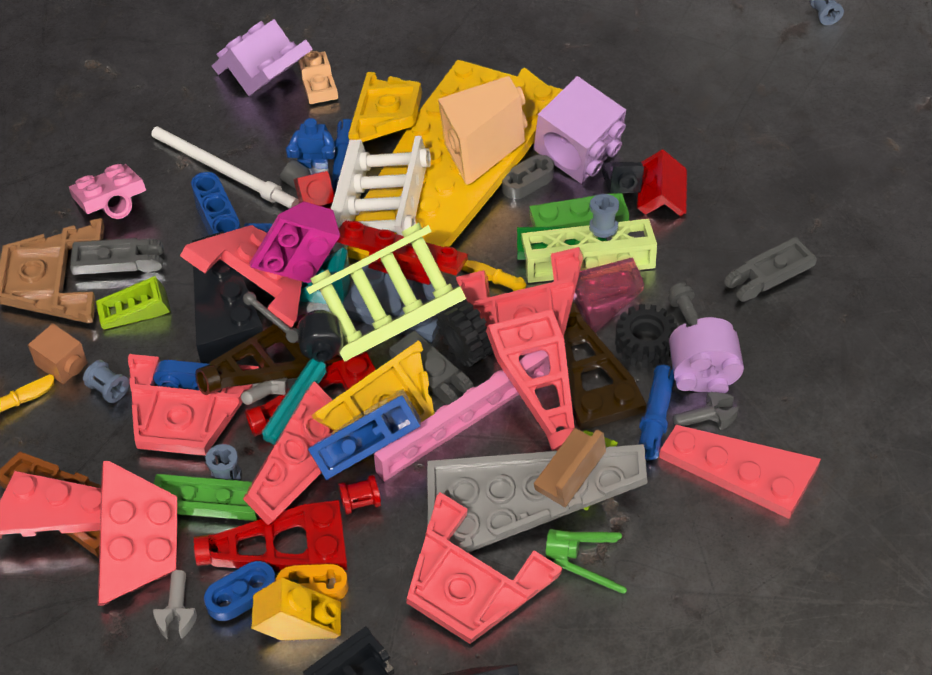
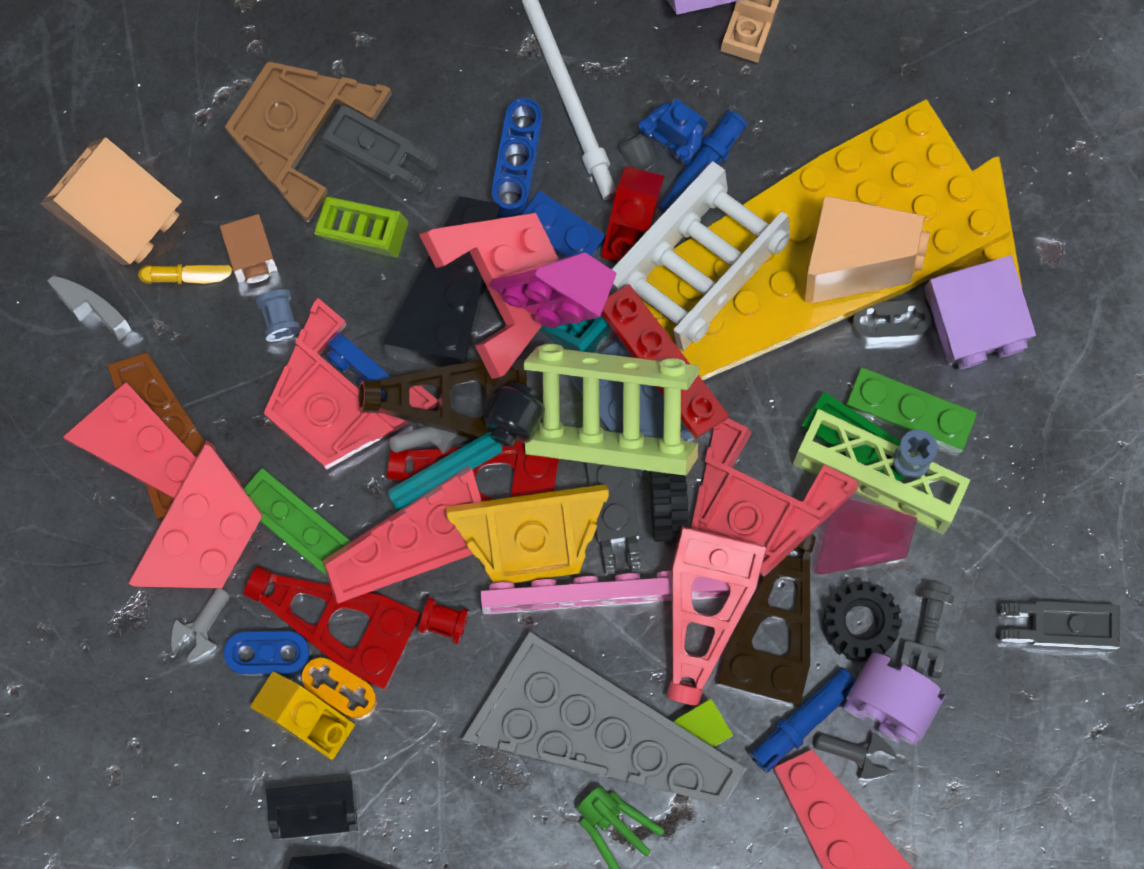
camera: 30 degrees right, 25 degrees up
(96, 191) = (418, 51): bright pink plate -> none
(227, 462) = (320, 498): sand blue bush -> none
(291, 334) = (468, 325): dark grey hinge -> none
(365, 434) = (488, 568): blue slope -> none
(385, 107) = (793, 122): yellow wing -> none
(461, 589) = (470, 794): coral wing -> none
(497, 276) = (760, 431): yellow piece -> none
(571, 466) = (654, 743): medium nougat panel -> none
(623, 176) = (991, 396): black bracket -> none
(663, 183) = (1030, 432): red panel -> none

